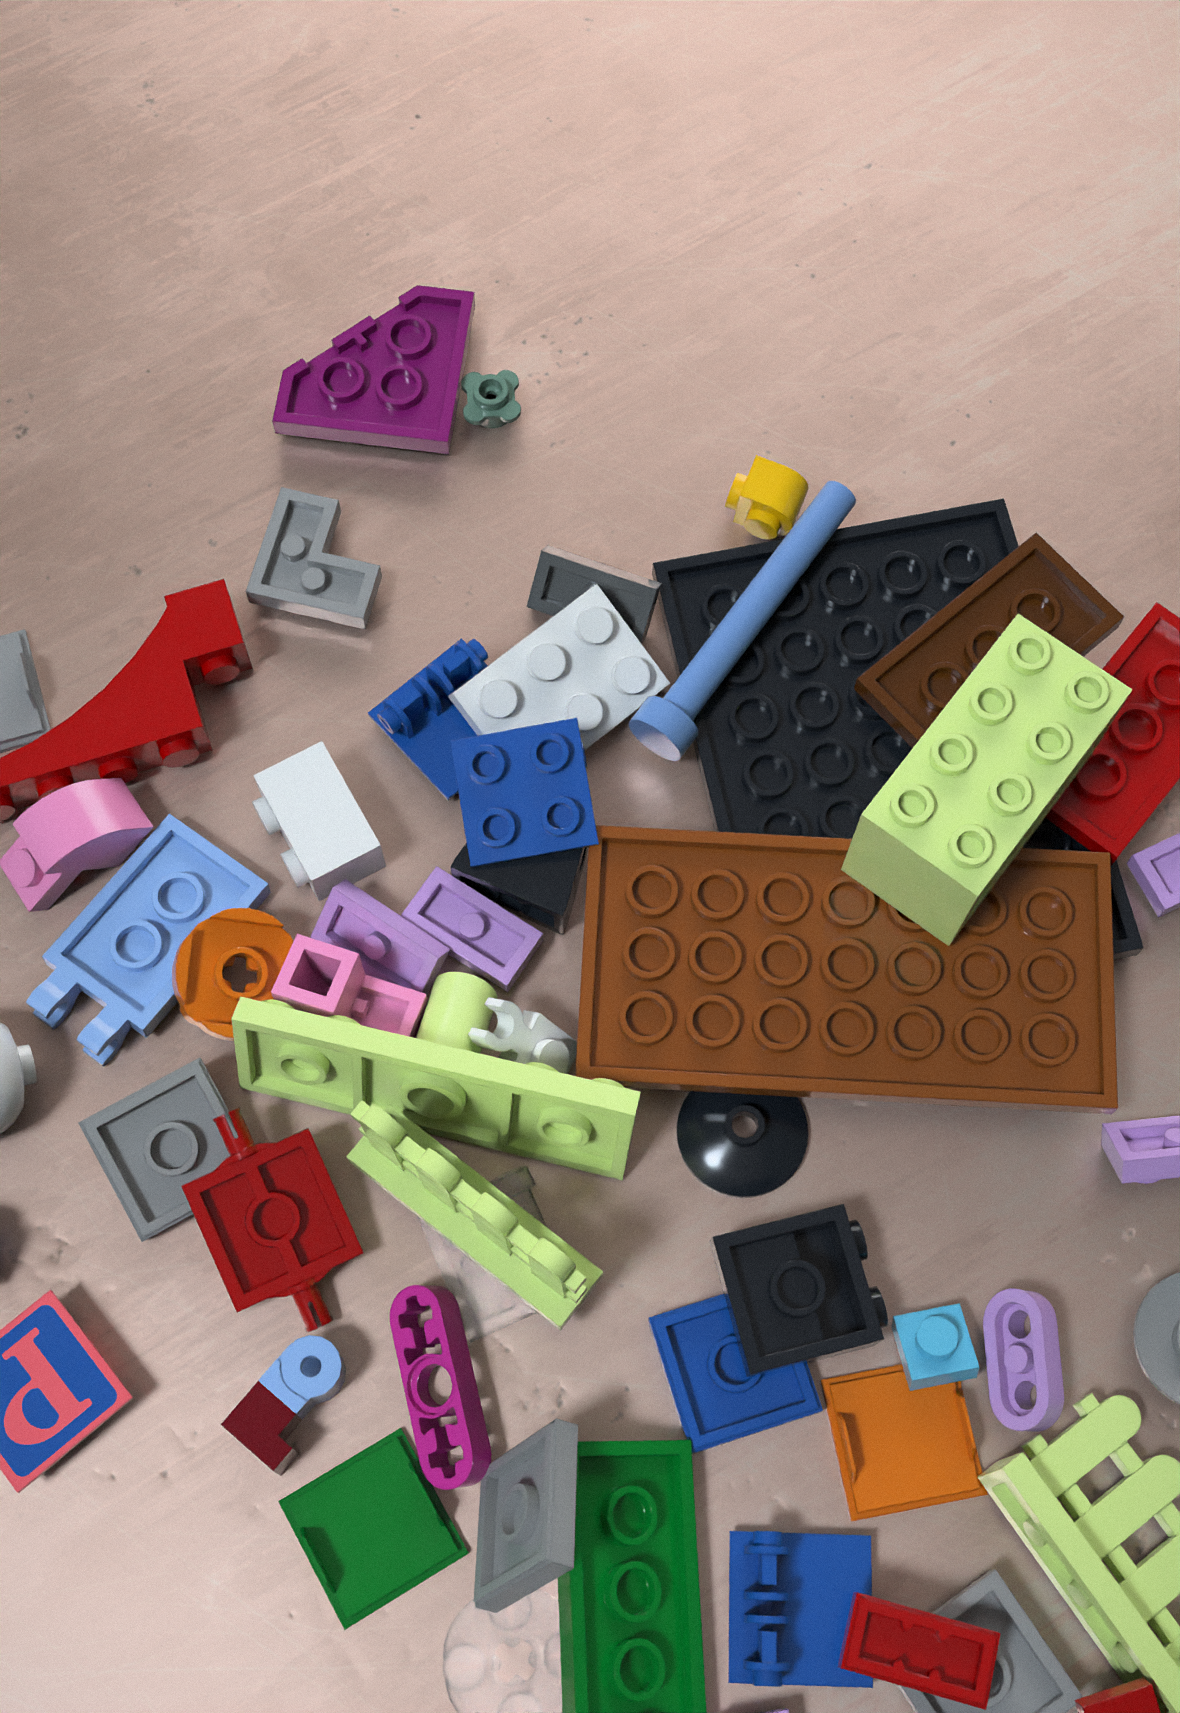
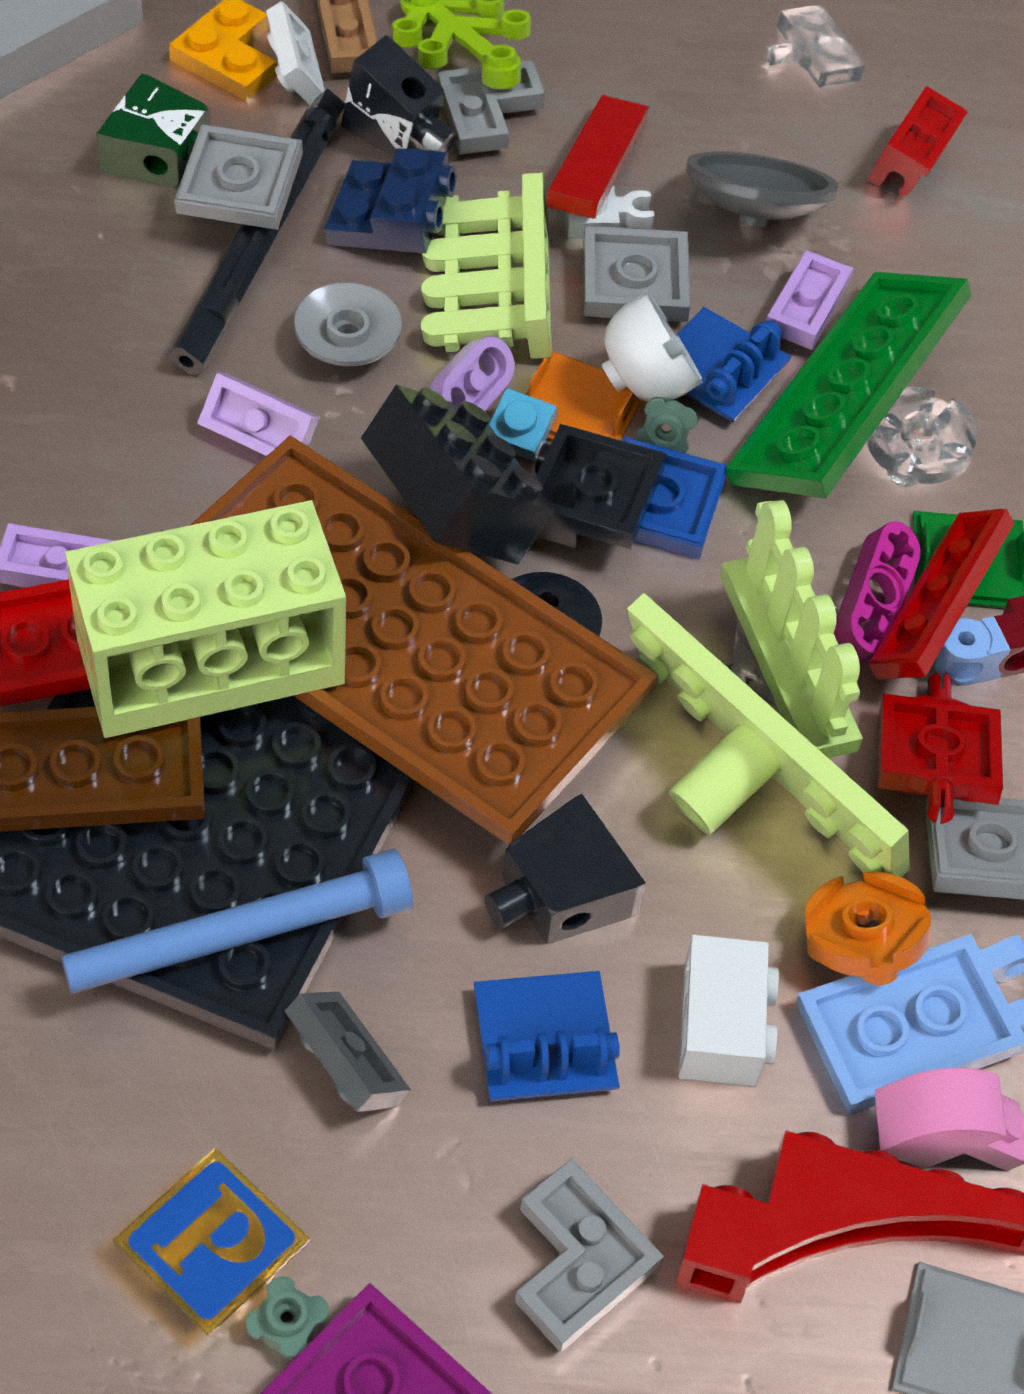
camera: 150 degrees left, 15 degrees down
(333, 982) = (796, 849): bright pink brick -> none
(366, 1418) = (941, 594): none -> red tile
(385, 940) = (737, 891): lavender plate -> none
(473, 928) = (657, 854): lavender plate -> none
(524, 792) = (548, 887): blue hinge -> none
(526, 1037) = (668, 734): white plate -> none
(527, 1517) = (872, 463): light grey plate -> none
(570, 667) = (443, 985): white plate -> none
(580, 403) = (212, 1241): none -> piece
(767, 498) = (124, 1036): yellow plate -> none
(788, 1453) = (671, 413): none -> sand green plate
(861, 1516) = (647, 353): none -> white cylinder
(919, 1650) = (674, 285): red plate -> none
(927, 1173) = (457, 474): none -> black brick

